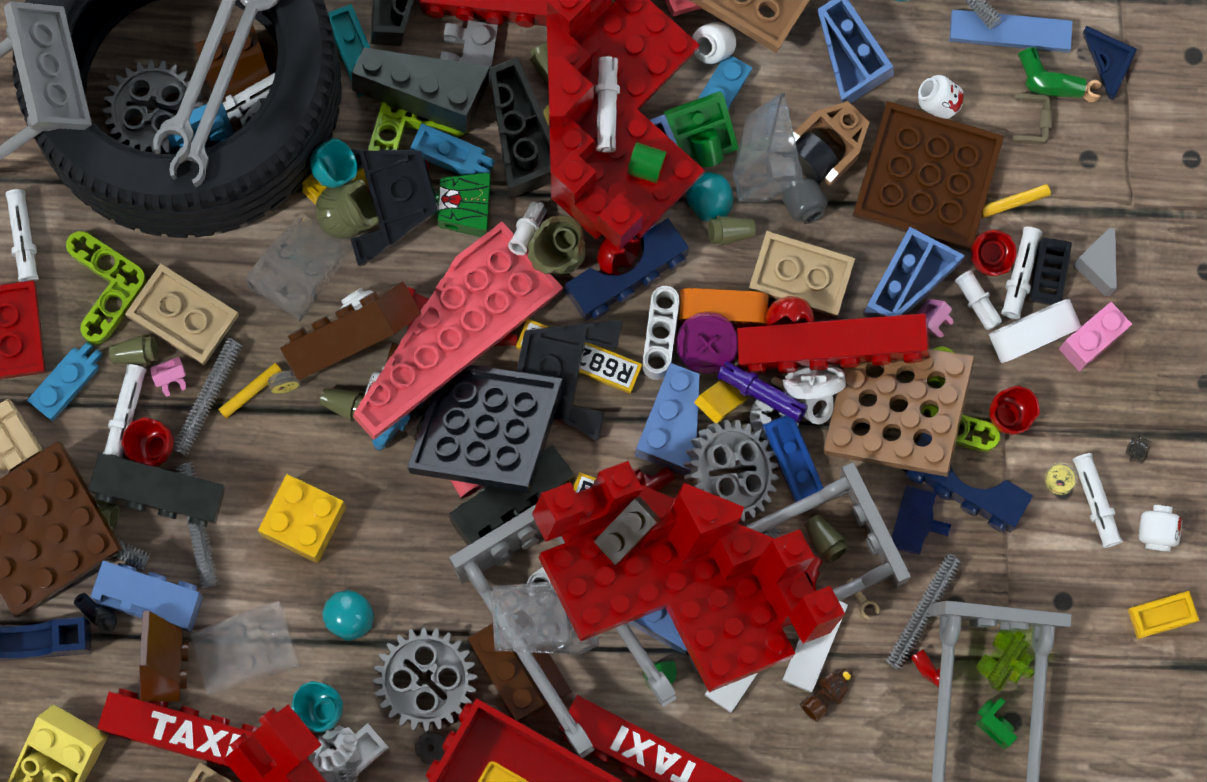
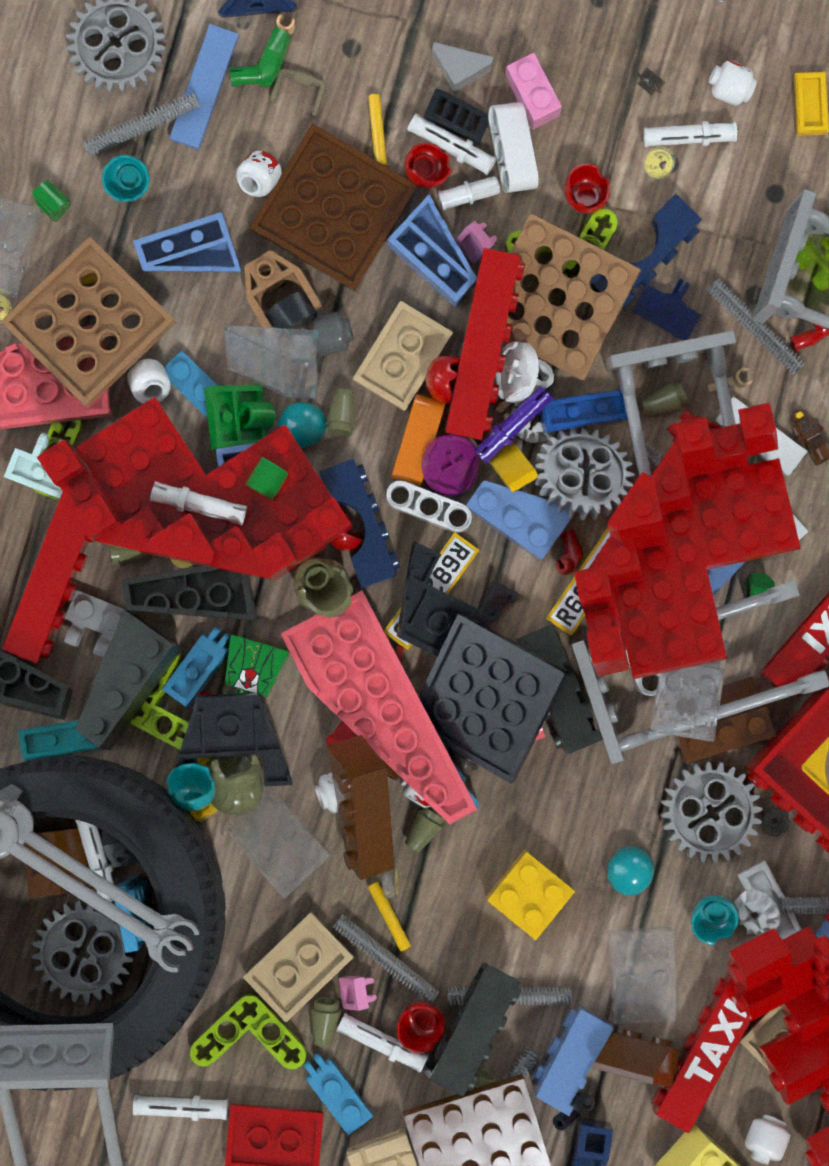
camera: 75 degrees left, 10 degrees up
(526, 227) = (294, 610): white axle -> none
(627, 530) = (635, 588): dark brown plate -> none

